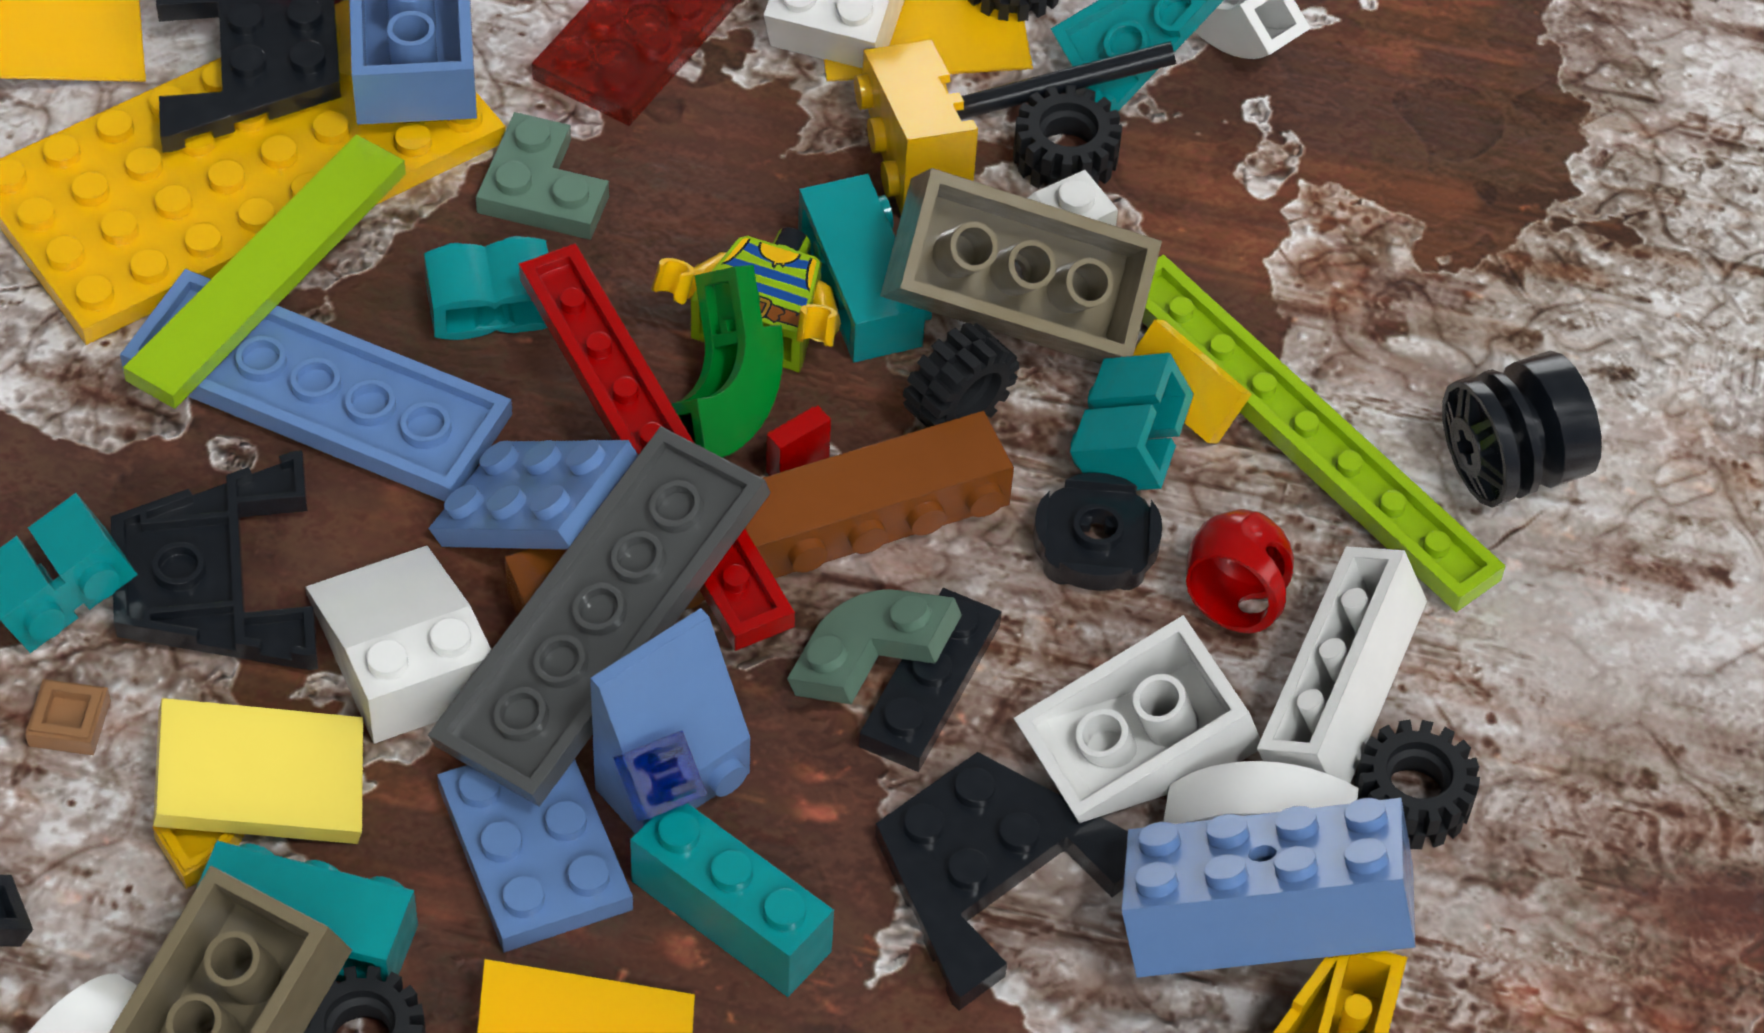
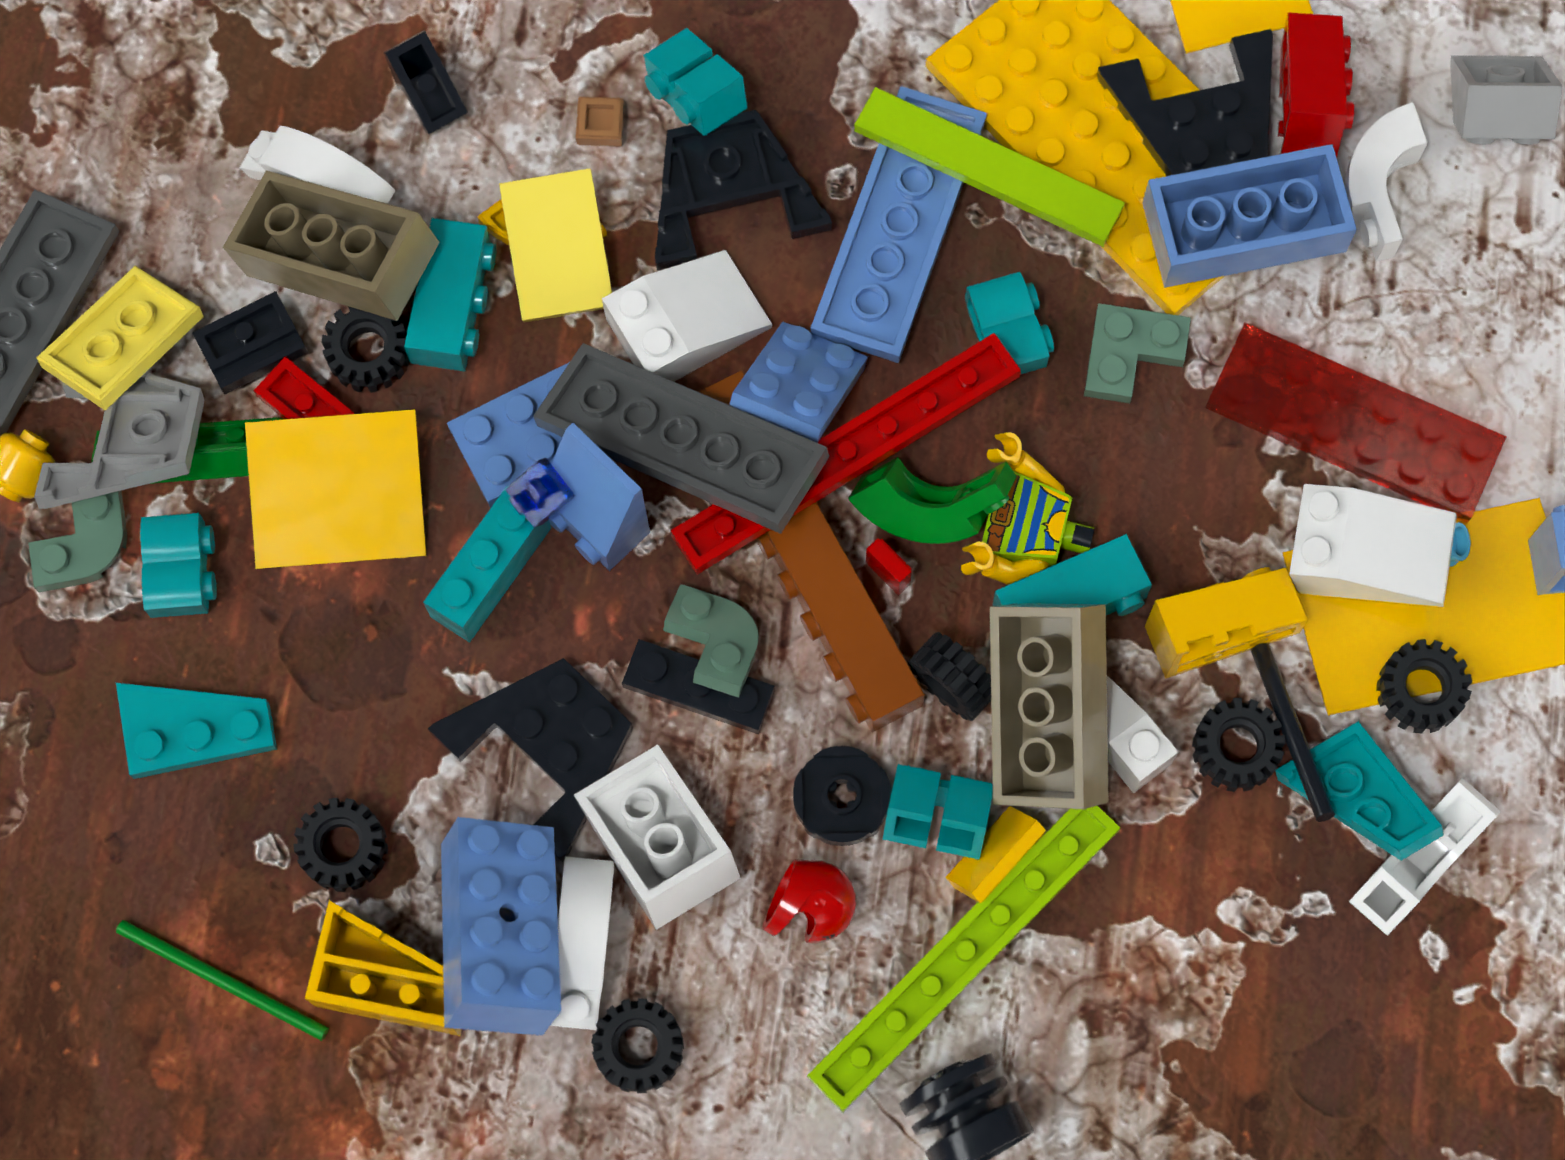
camera: 90 degrees right, 20 degrees up
(1346, 663) = (717, 983): white brick -> none

